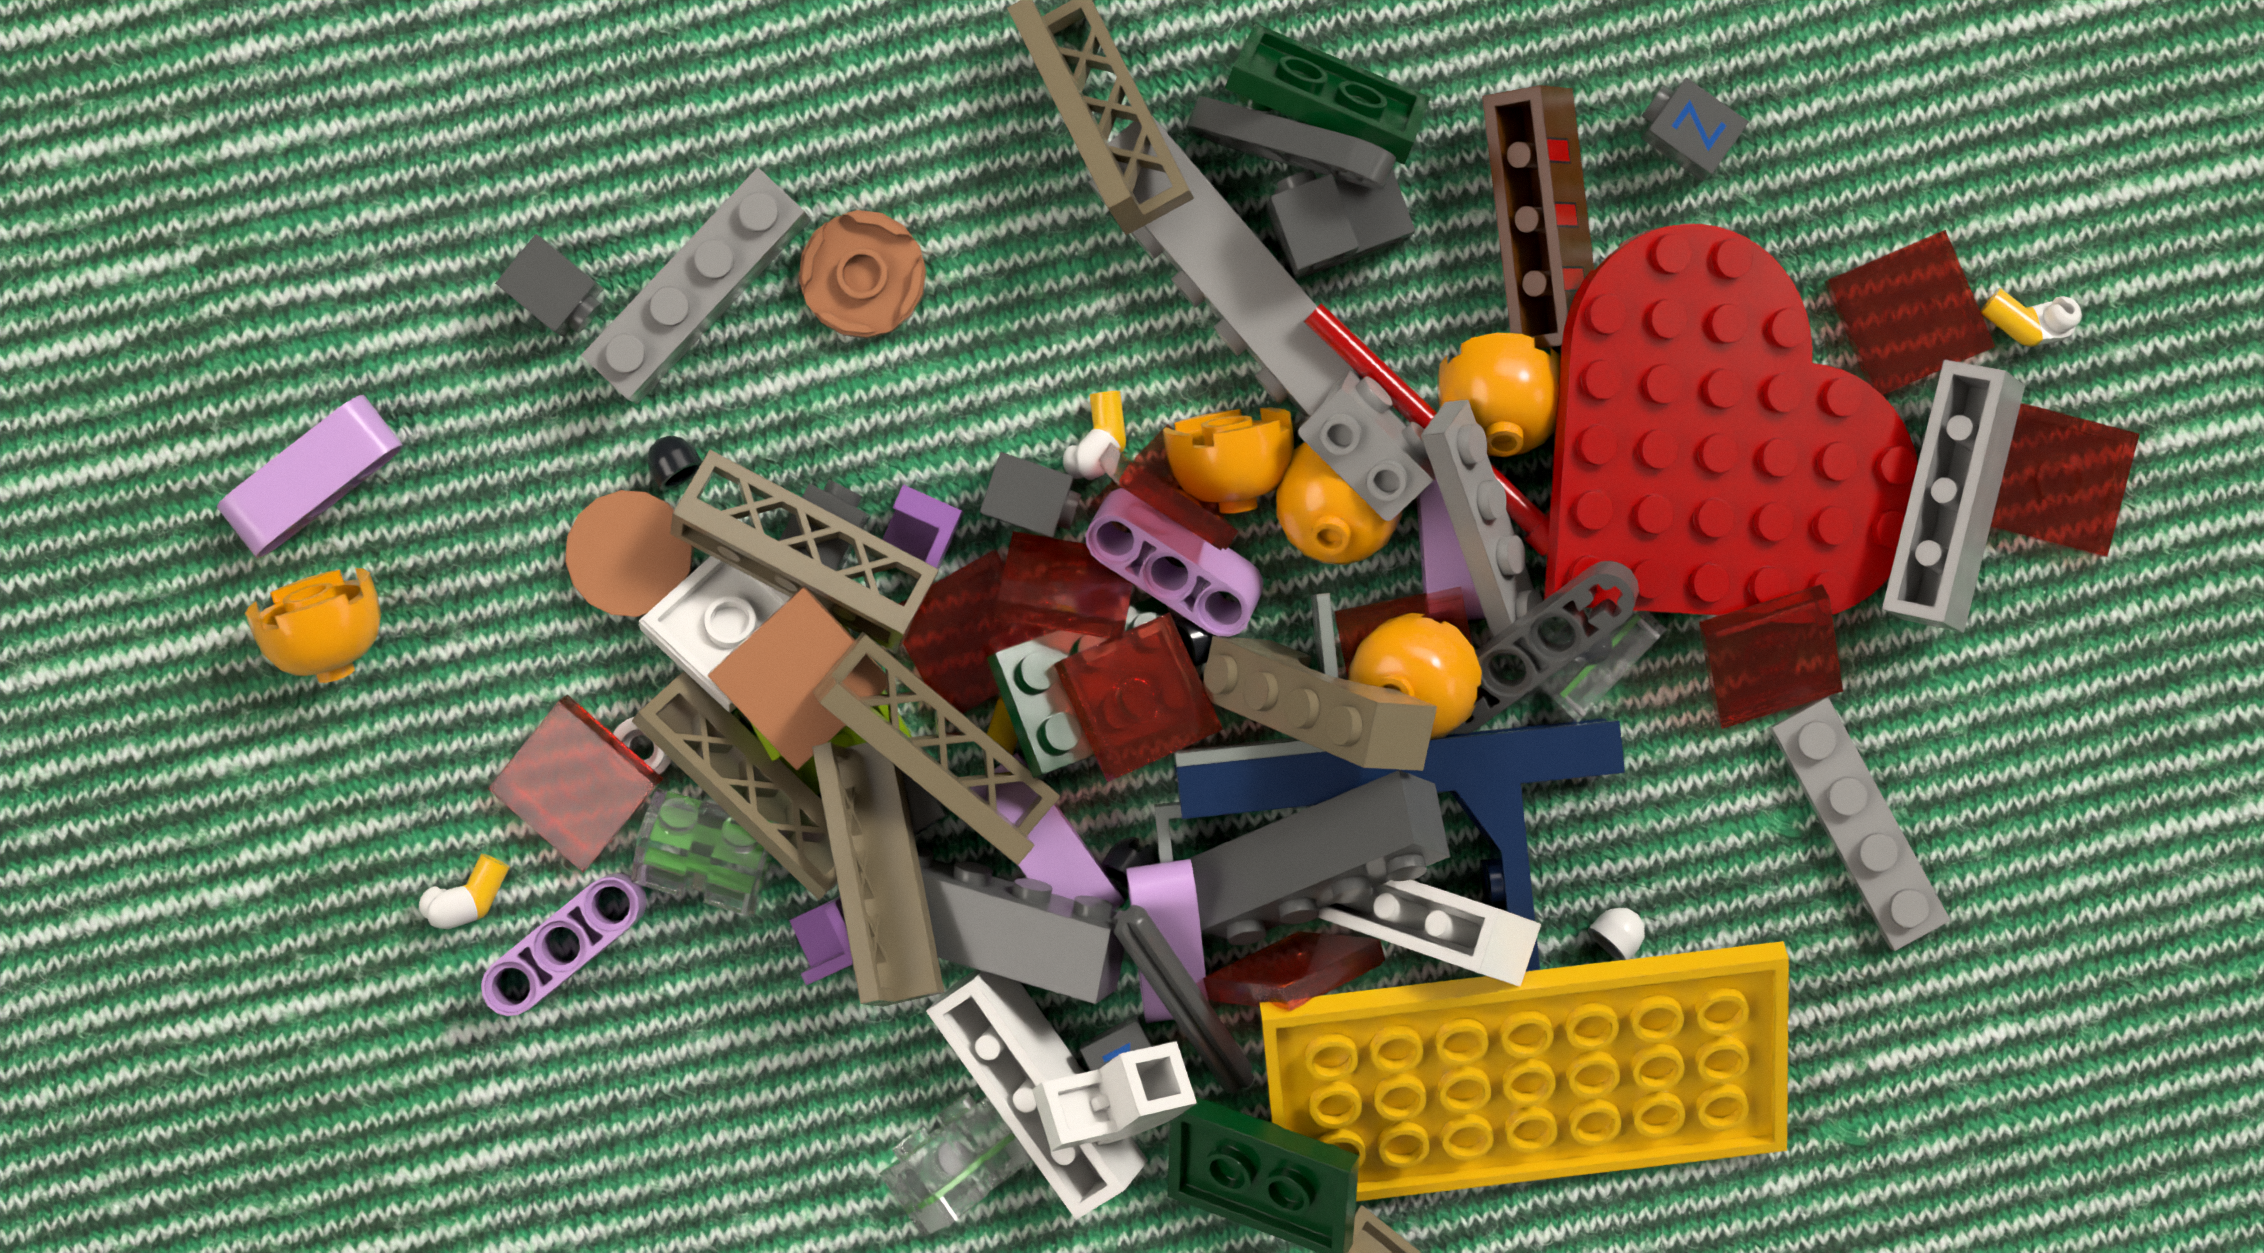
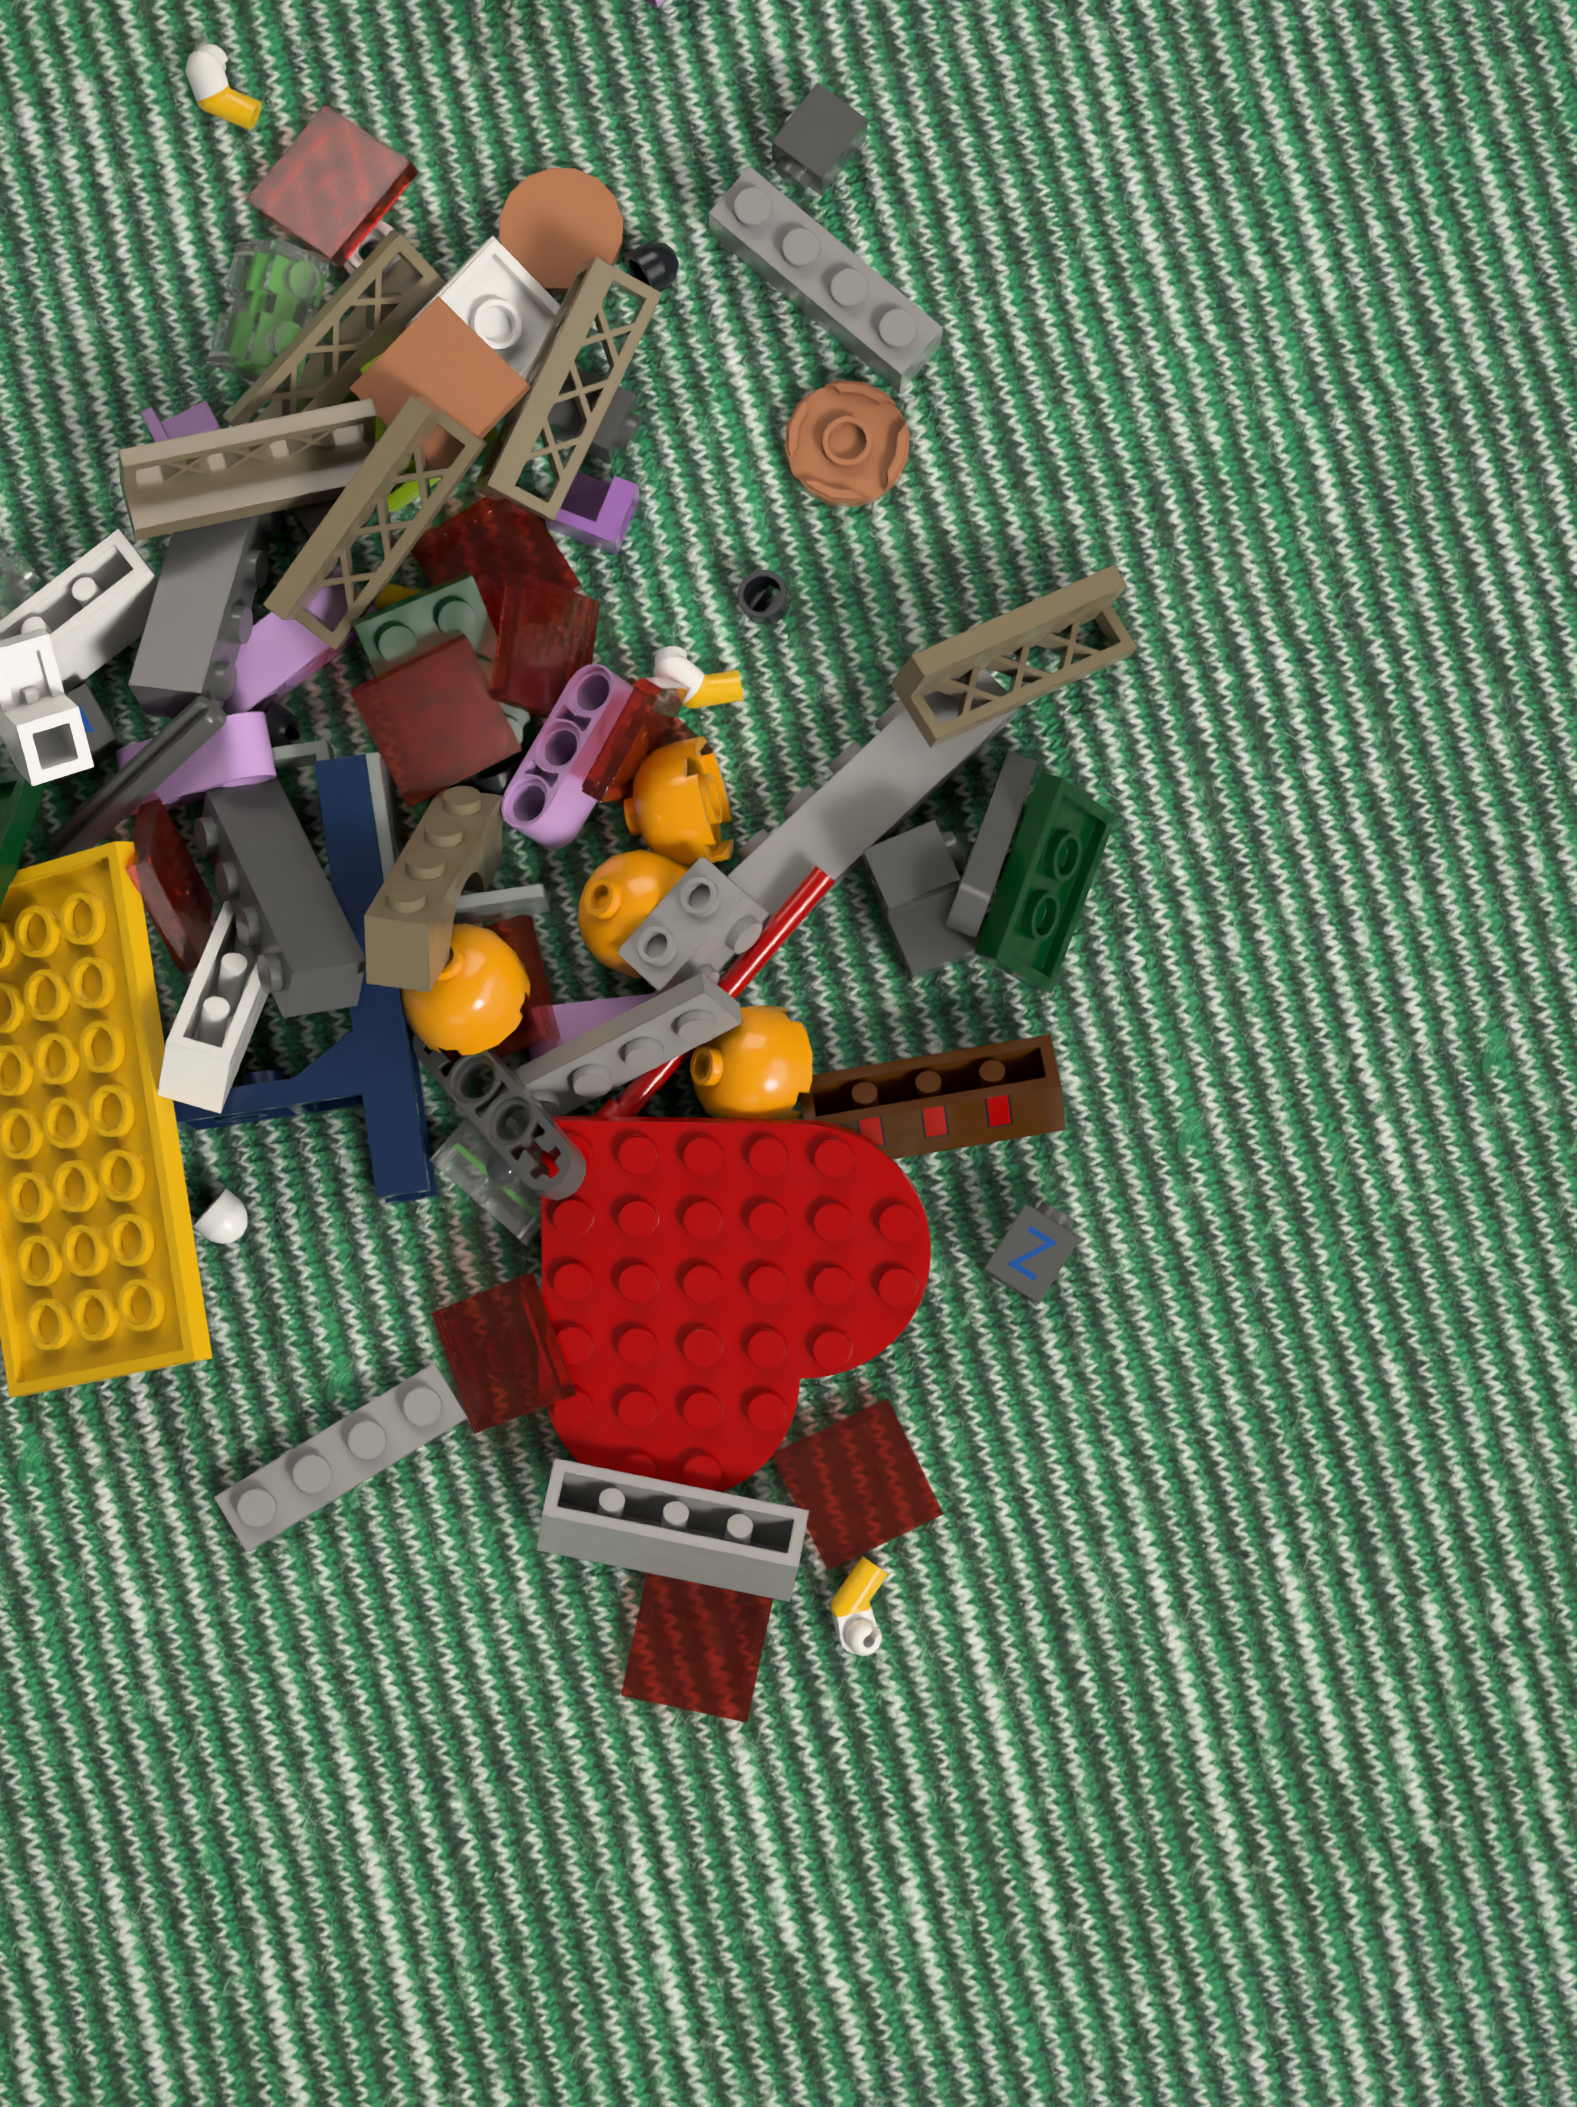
camera: 85 degrees right, 5 degrees down
(536, 958) = (161, 157): lavender beam -> none
(1013, 375) = (756, 591): none -> black hinge
(1030, 496) = (633, 613): dark grey brick -> none

